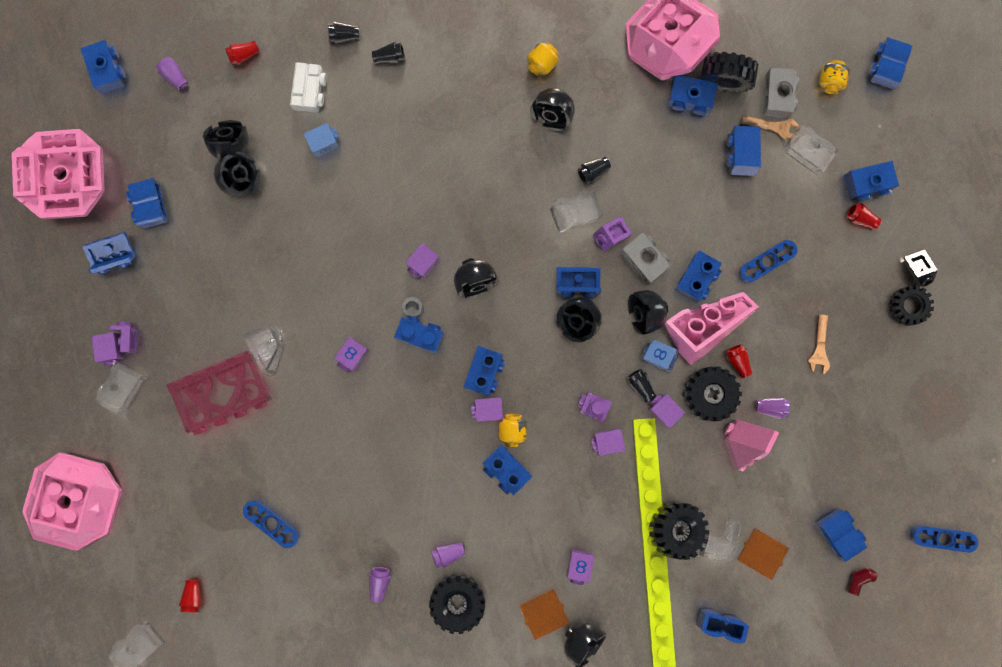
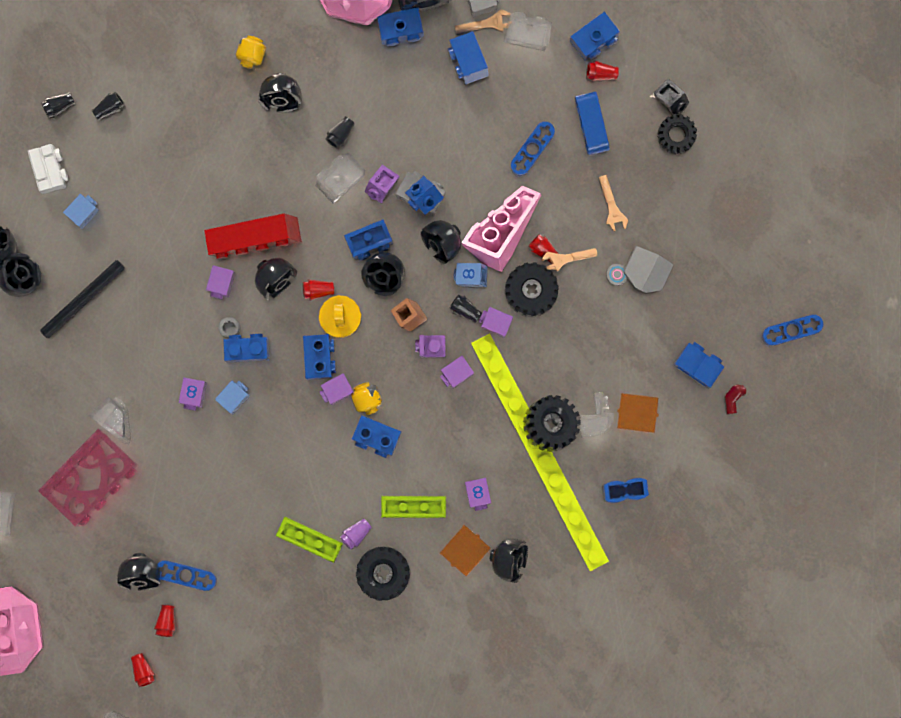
camera: 20 degrees left, 0 degrees up
(227, 502) = (138, 572): none -> black cylinder
(232, 560) = (165, 623): none -> red cone
(287, 222) = (82, 299): none -> black axle
(378, 583) = (305, 586): medium lavender cone -> none
(387, 374) = (233, 396): none -> medium blue brick
(401, 540) = (309, 539): none -> lime tile
(471, 230) = (253, 235): none -> red wedge
(510, 307) = (315, 289): none -> red cone
(513, 551) = (413, 506): none -> lime tile
(520, 341) = (340, 316): none -> yellow tile
(586, 368) = (408, 314): none -> nougat brick
(650, 262) = (423, 195): none -> blue brick
(698, 277) = (474, 189): blue brick -> none
(748, 443) = (576, 319): bright pink wedge -> none
(751, 377) = (559, 260): none -> light nougat piece
(774, 407) = (592, 278): medium lavender cone -> none
(799, 414) = (615, 274): none -> light grey tile
(830, 422) = (647, 270): none -> light grey slope
(835, 261) = (592, 123): none -> blue beam

